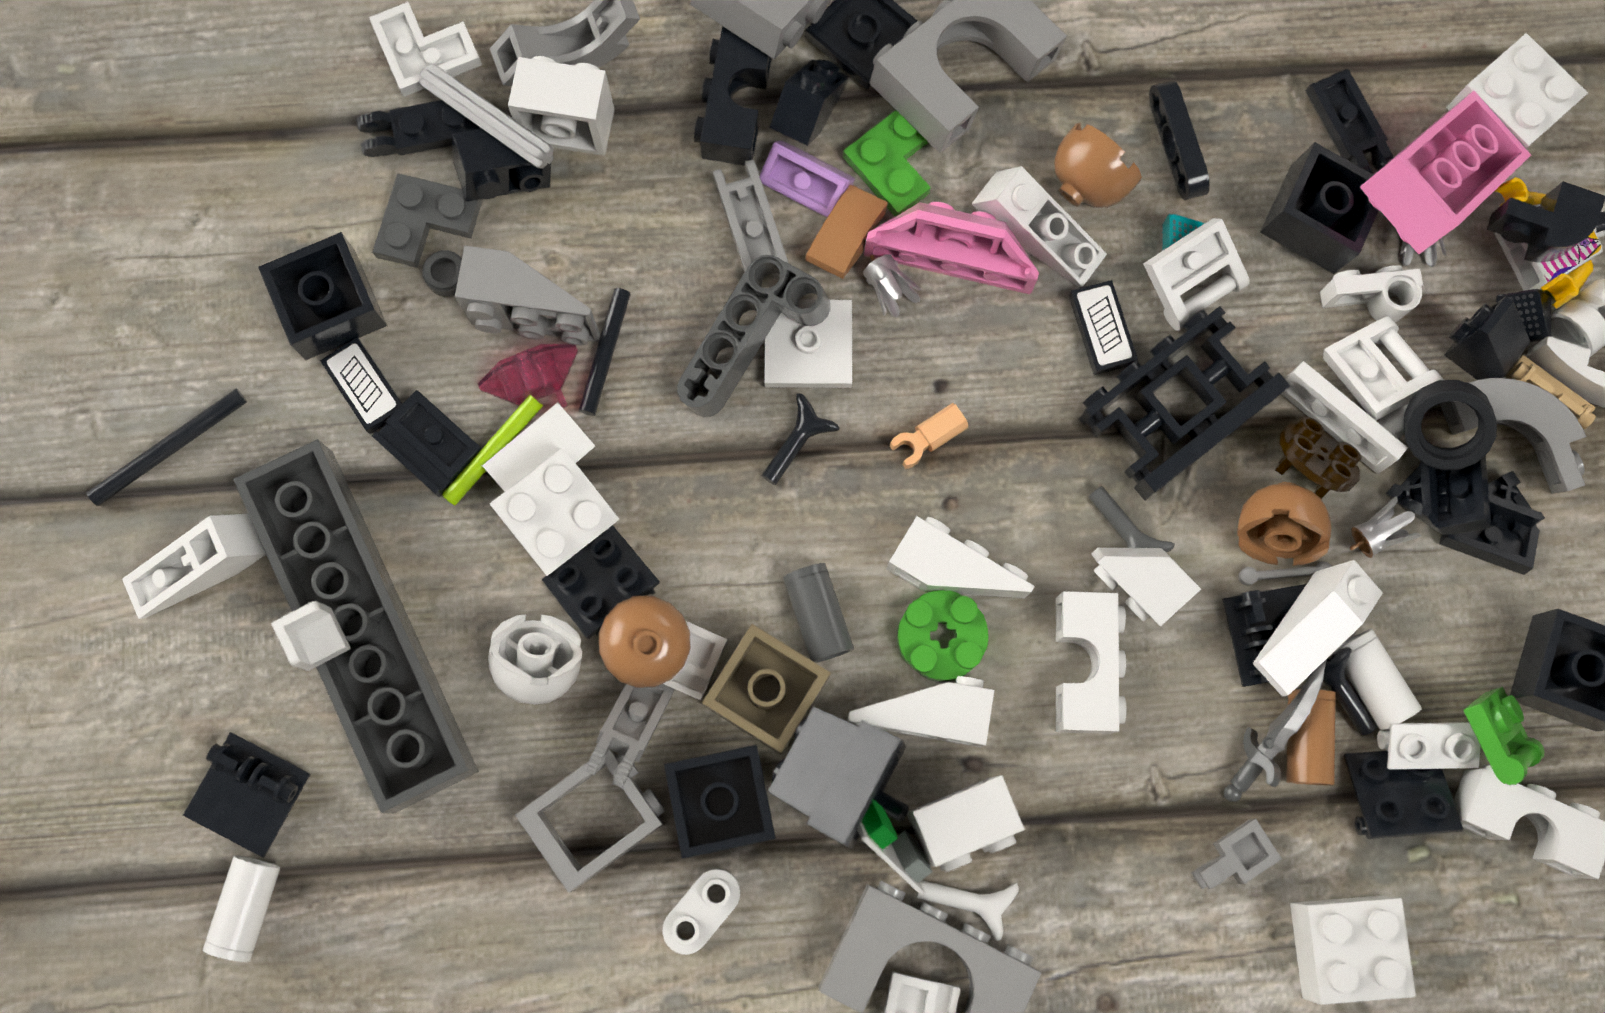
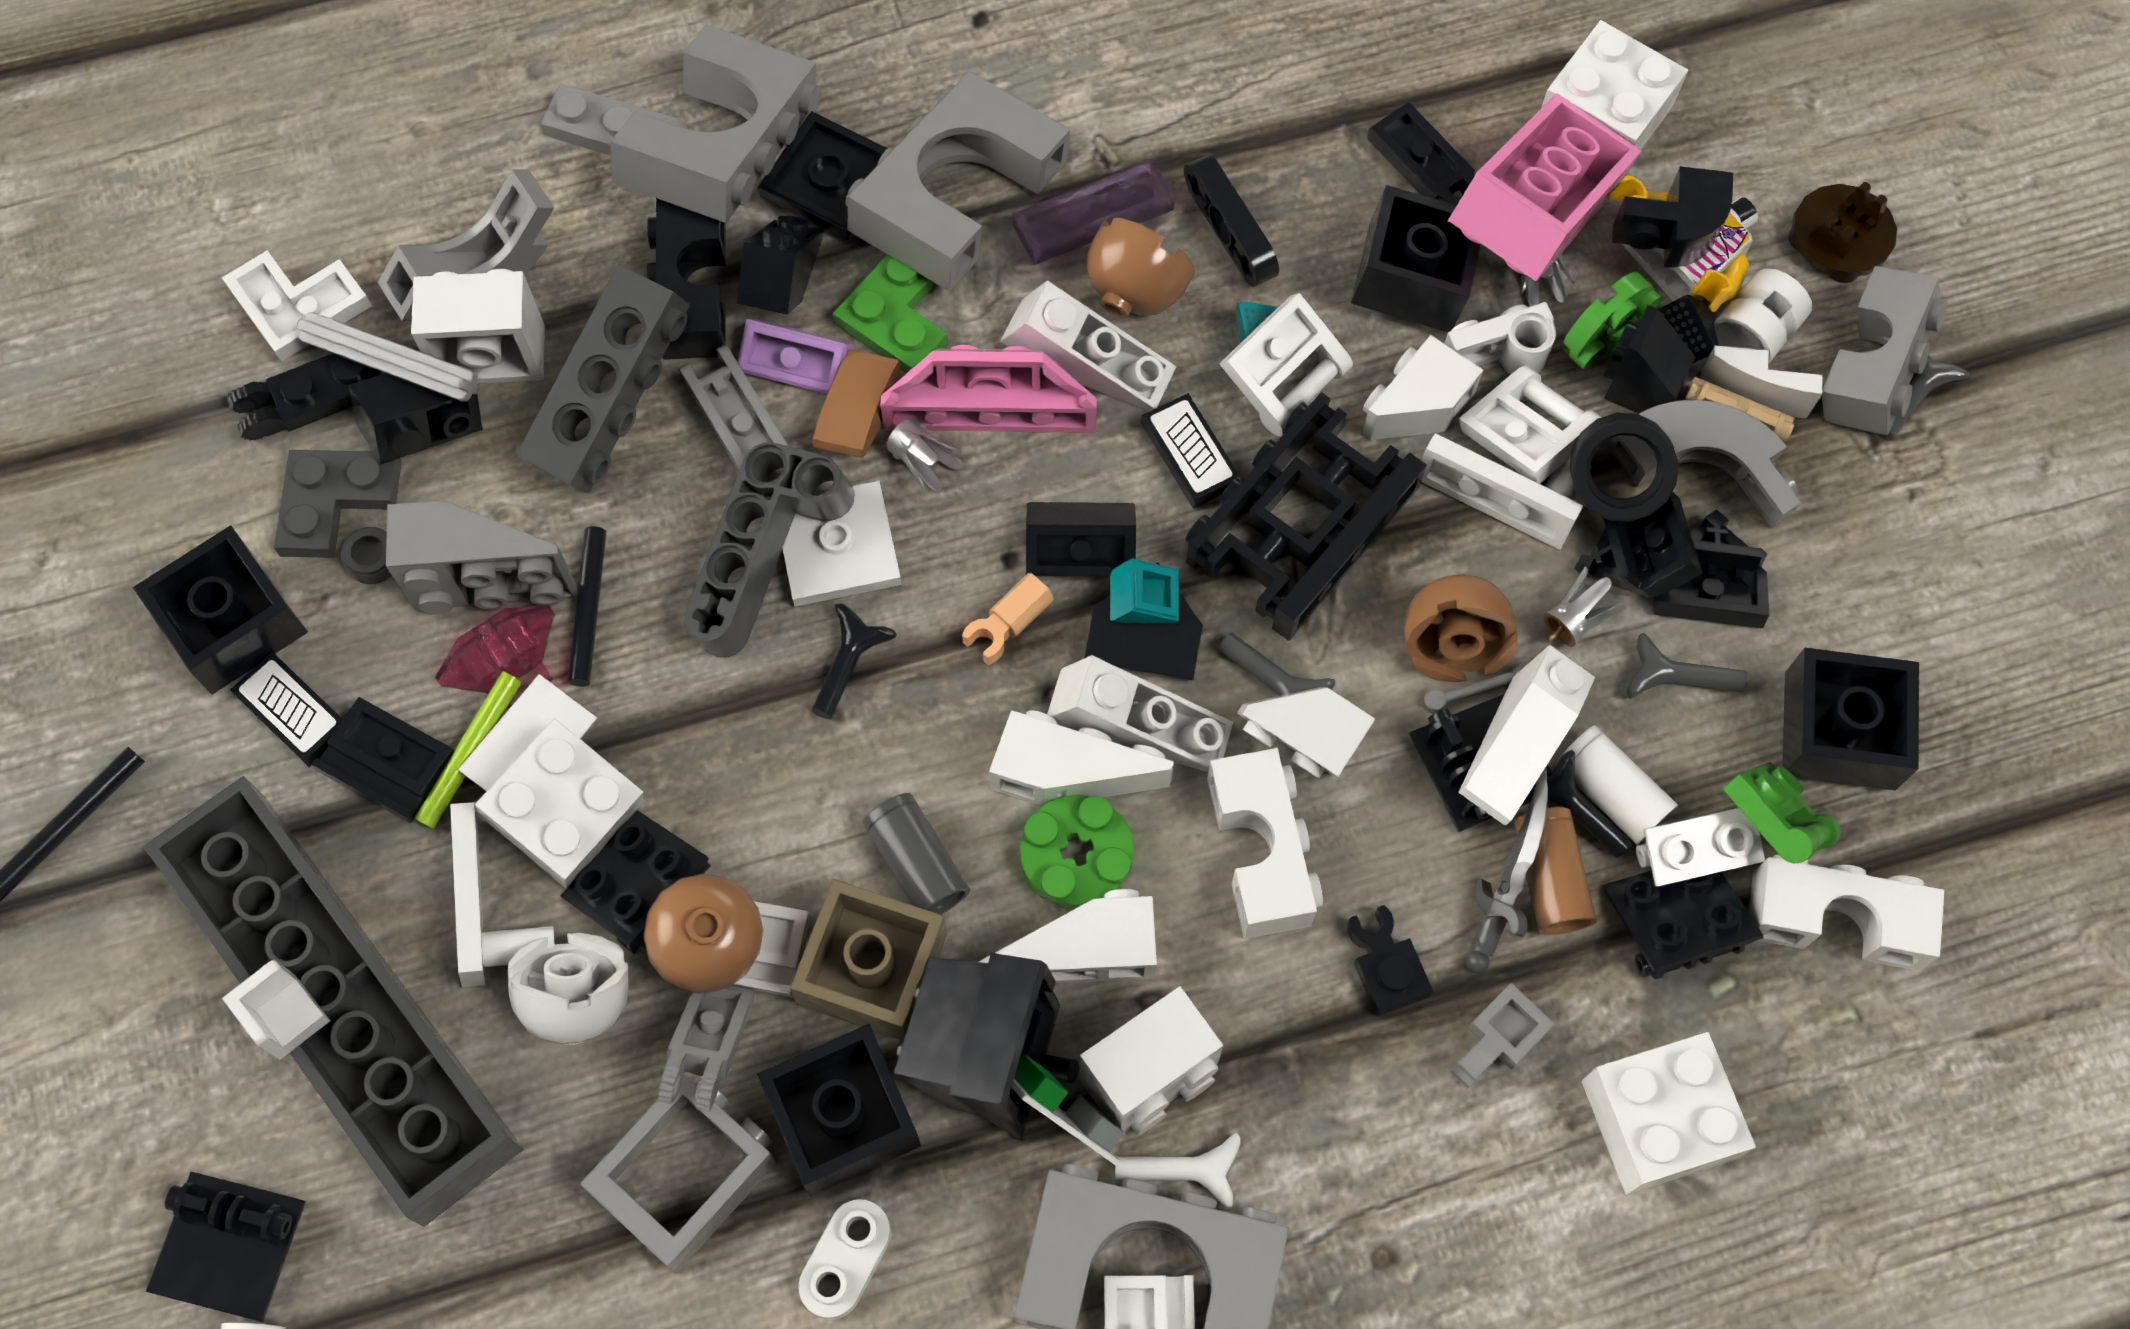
camera: 10 degrees left, 10 degrees down
(194, 562) = (109, 967): white slope -> none
(470, 609) = (475, 947): none -> white piece
(629, 177) = (599, 350): none -> dark grey brick
(1000, 382) = (1079, 538): none -> black panel
(1014, 538) = (1137, 712): none -> white slope
(1035, 468) = (1146, 646): none -> black slope
(1041, 442) = (1144, 593): none -> teal slope
(1060, 108) = (1077, 215): none -> clear purple plate
(1162, 786) = (1389, 970): none -> black plate
(1303, 323) = (1424, 395): none -> white slope
(1319, 457) = (1482, 540): dark brown plate -> none
(1433, 591) = (1659, 670): none -> dark grey piece
(1467, 297) = (1603, 323): none -> bright green plate

